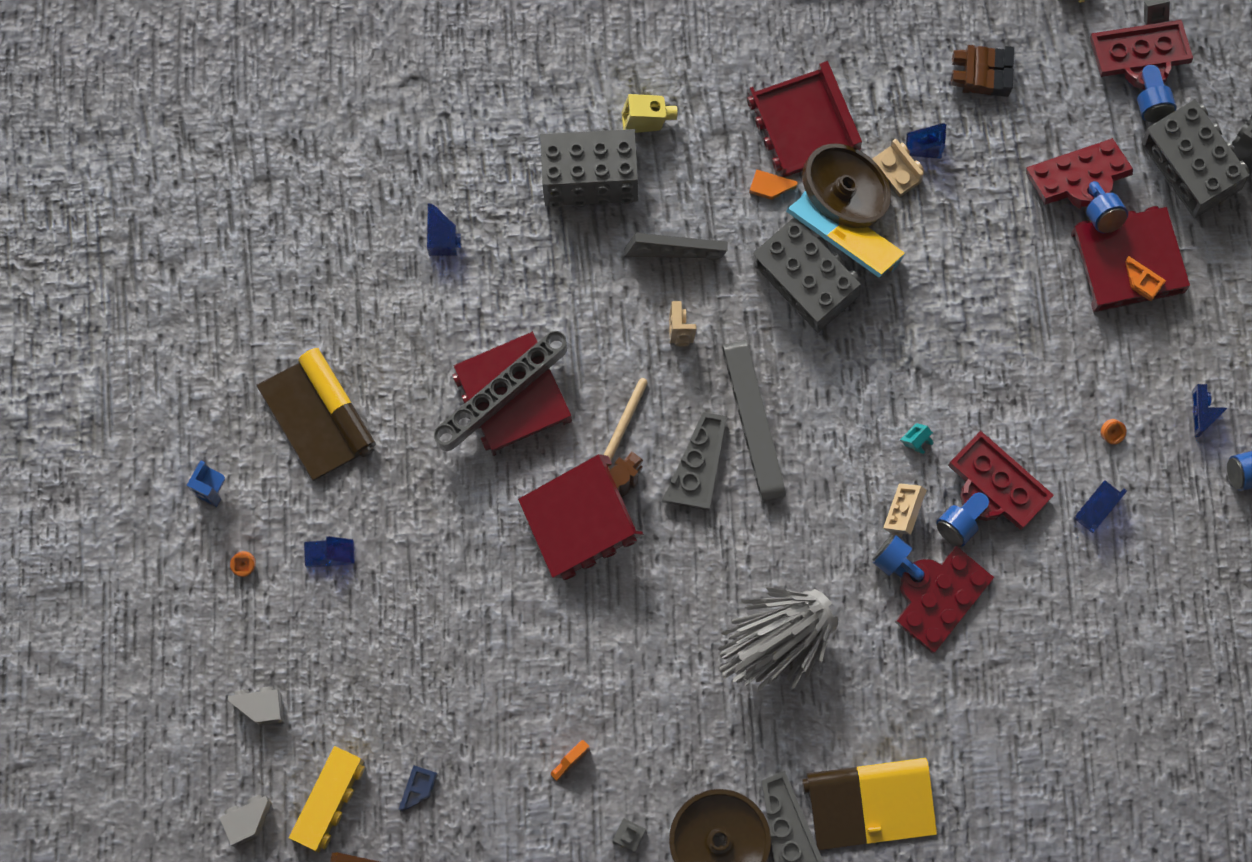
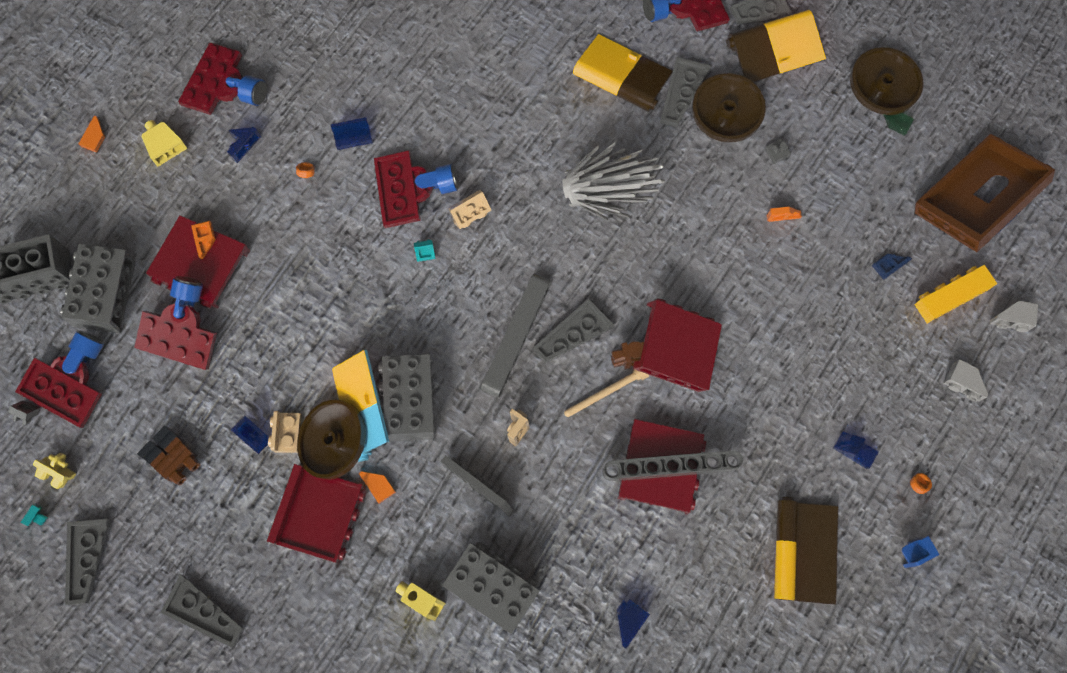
camera: 145 degrees left, 0 degrees up
(935, 591) = (491, 158): dark red plate -> none

